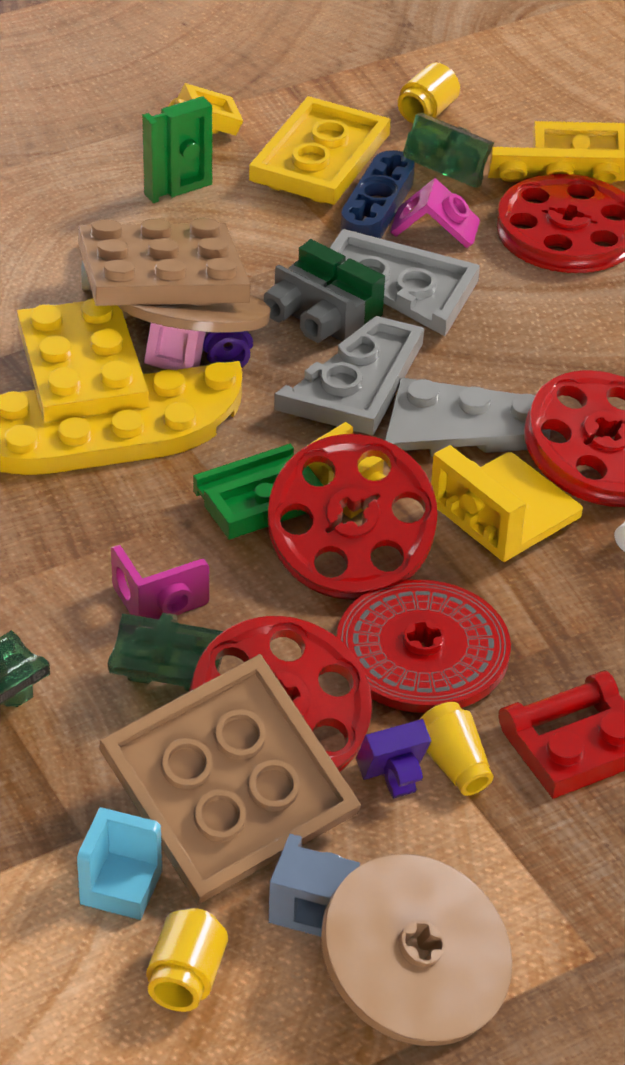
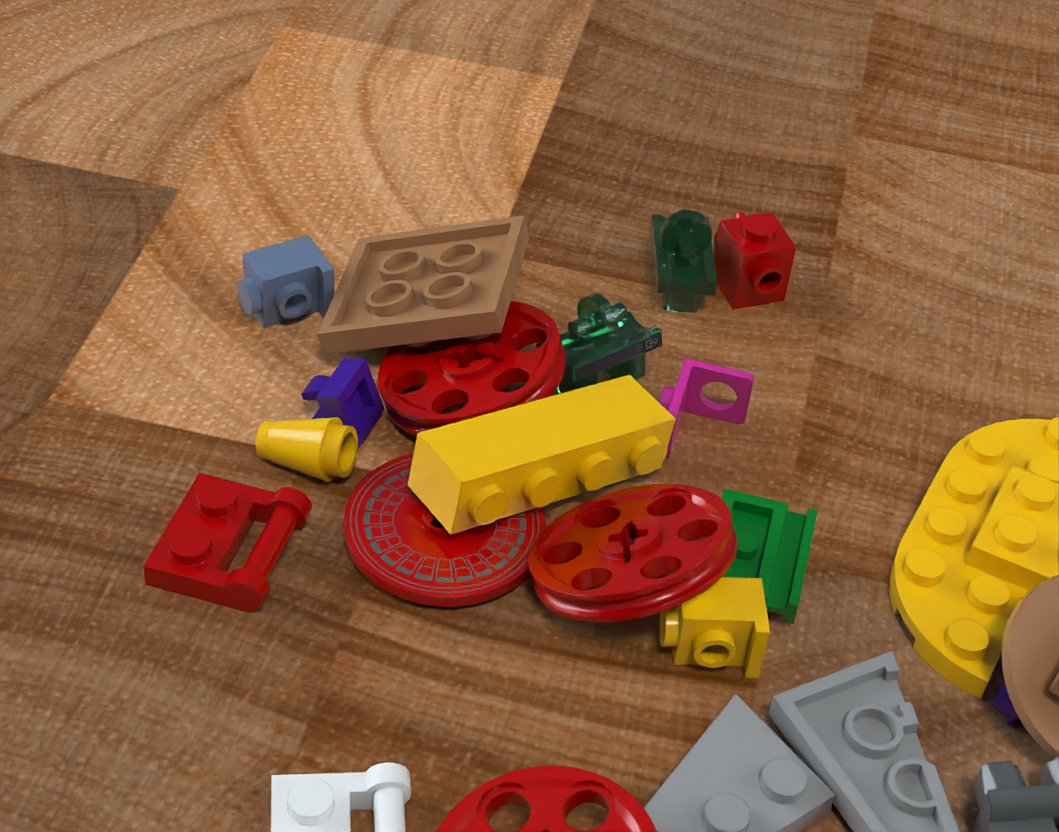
camera: 130 degrees right, 0 degrees up
(119, 863) = (448, 206): medium azure panel -> none
(186, 959) = (318, 201): yellow brick -> none
(366, 607) = (539, 452): none -> yellow brick
(384, 979) = (170, 284): piece -> none
(500, 503) = (547, 693): yellow bracket -> none

